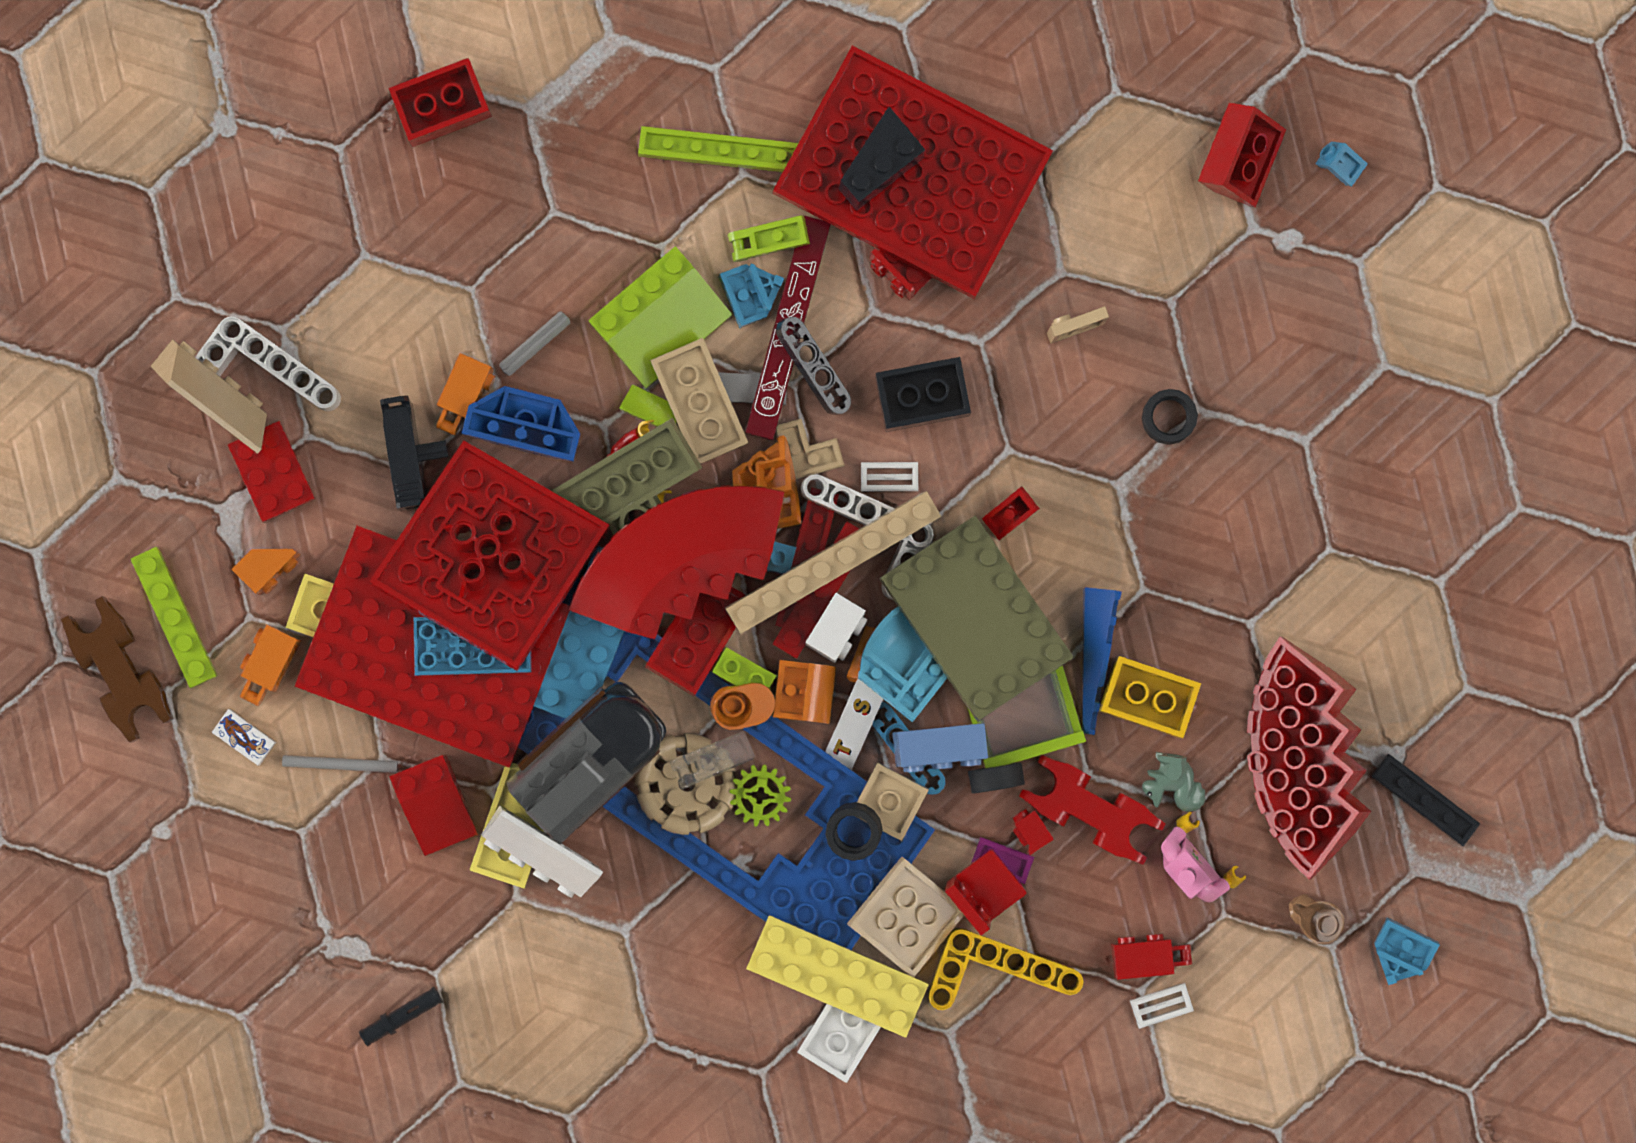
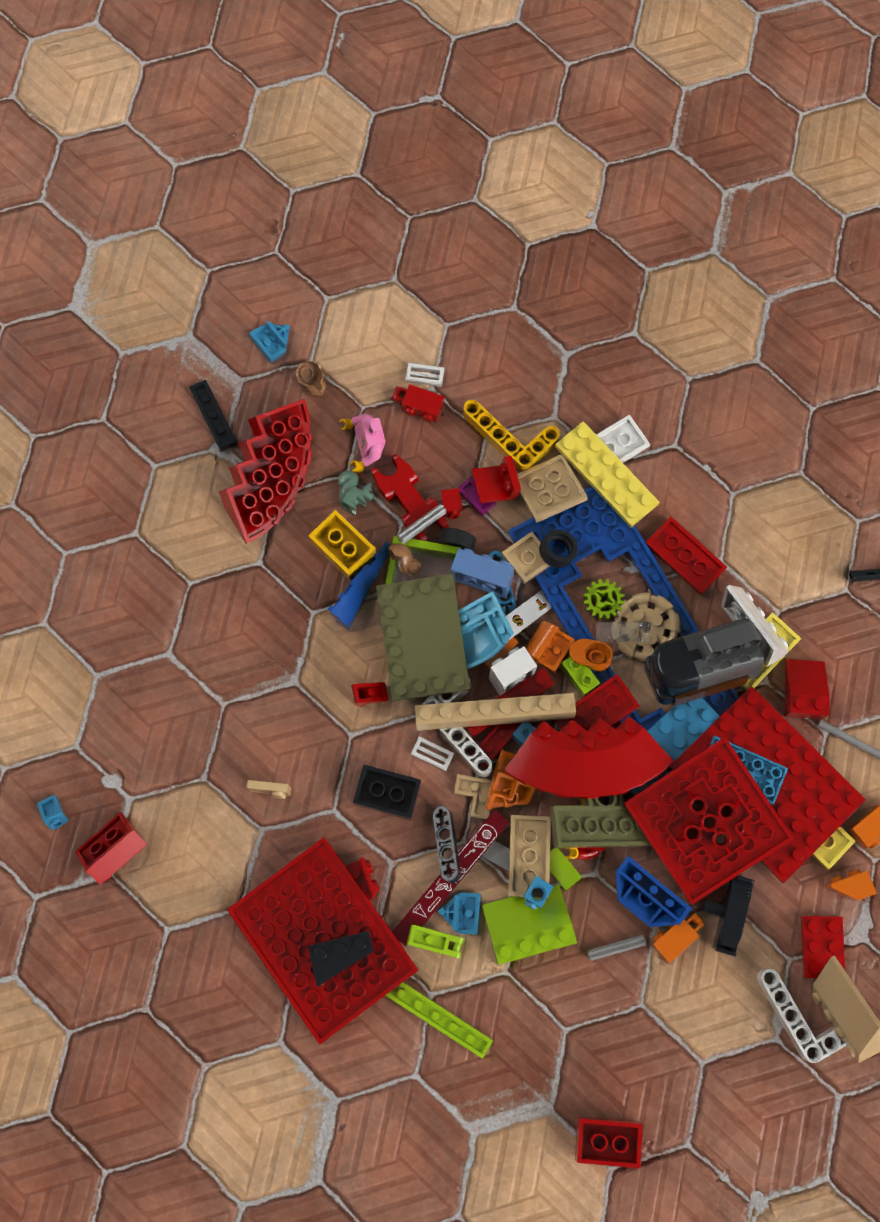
camera: 155 degrees left, 10 degrees down
(667, 368) = (543, 886): none -> dark azure brick
(676, 913) = (685, 555): none -> red plate
(1053, 717) = (405, 559): none -> medium nougat hair
(1056, 776) = (421, 523): none -> light grey axle
(1181, 398) = (238, 692): black tyre -> none

